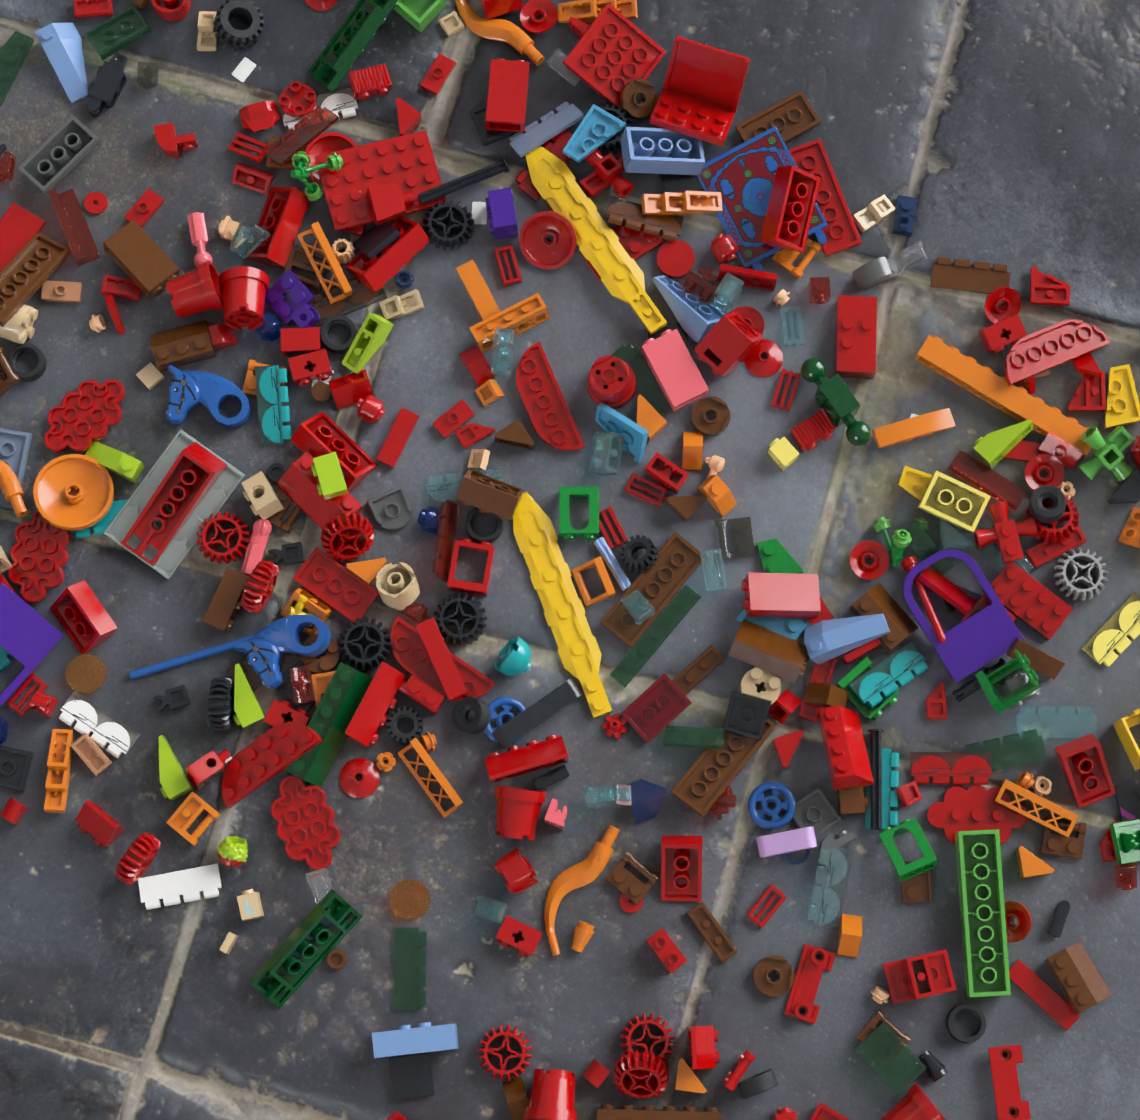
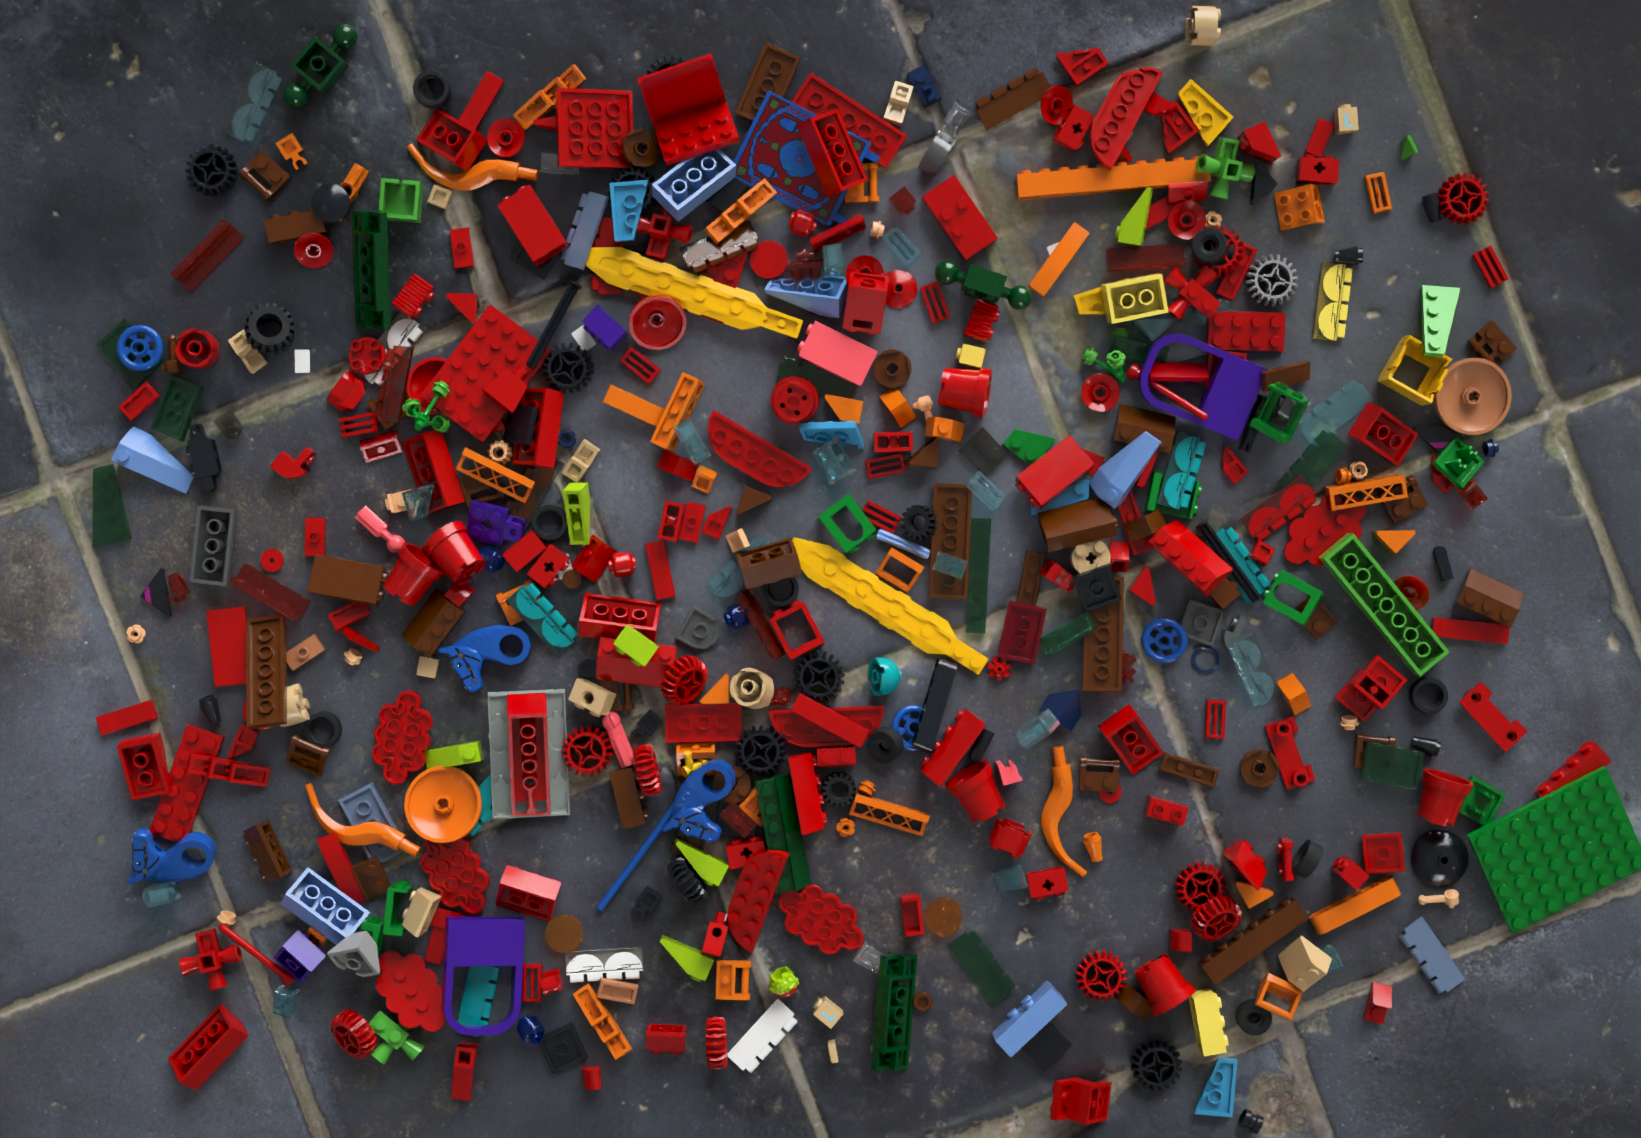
camera: 40 degrees left, 10 degrees up
(361, 788) = (832, 844): red dish -> none
(385, 876) = (912, 914): none -> red panel
(437, 403) = (671, 521): none -> red brick
(721, 683) = (1057, 575): none -> red leg
(759, 475) = (966, 390): none -> red piece
(786, 842) = (1196, 660): lavender beam -> none

